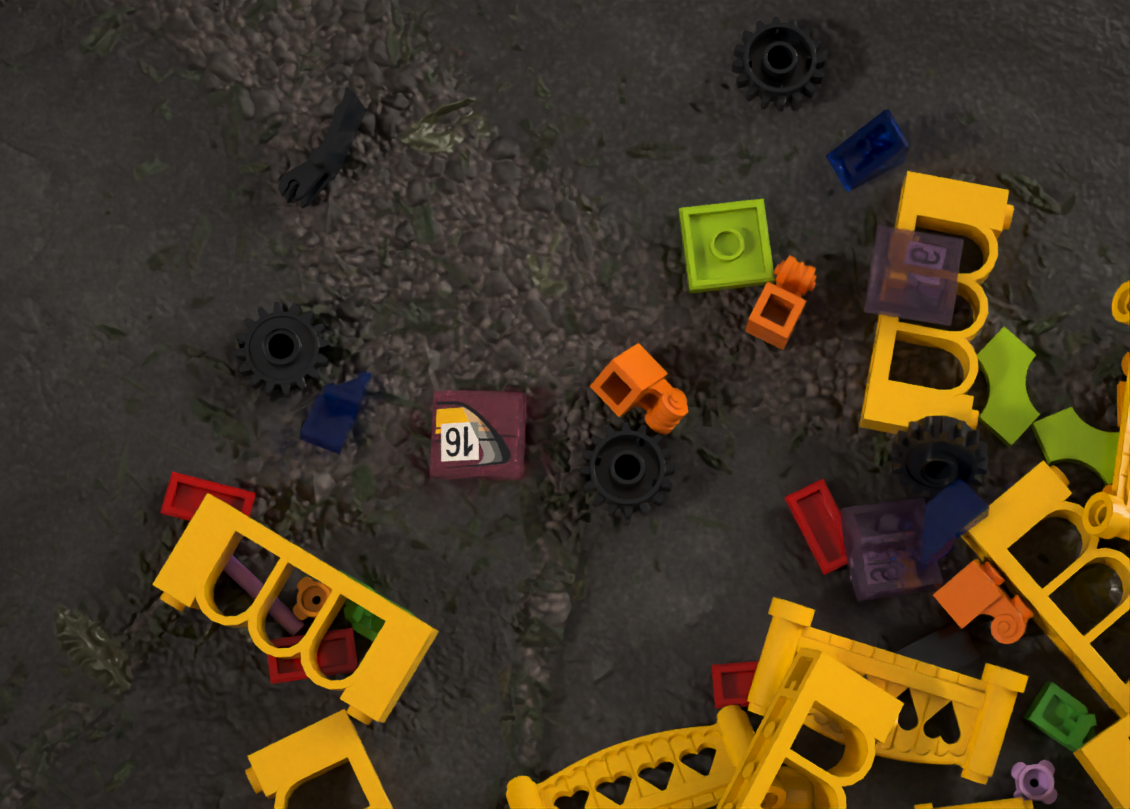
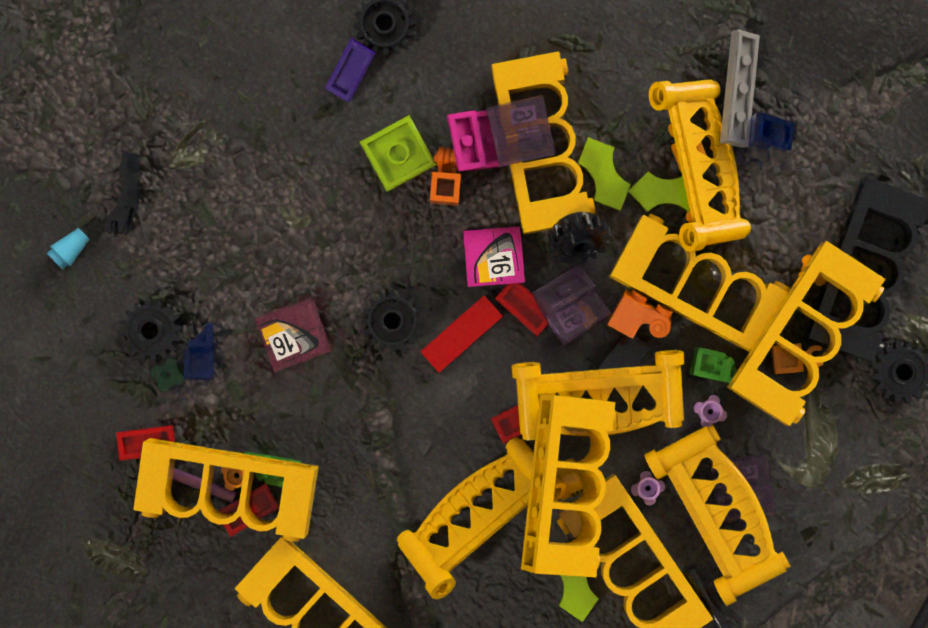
camera: 20 degrees left, 10 degrees up
(215, 193) = (68, 248): none -> medium azure cone
(287, 430) = (175, 375): none -> clear green plate
(639, 381) = (378, 263): orange brick -> none
(706, 105) = (350, 70): none -> dark purple tile
(717, 529) = (461, 334): none -> red tile
(805, 439) = (494, 256): none -> slope
(840, 267) = (472, 141): none -> dark pink slope
(869, 151) = (463, 59): clear blue slope -> none
(949, 517) = (599, 274): clear blue slope -> none

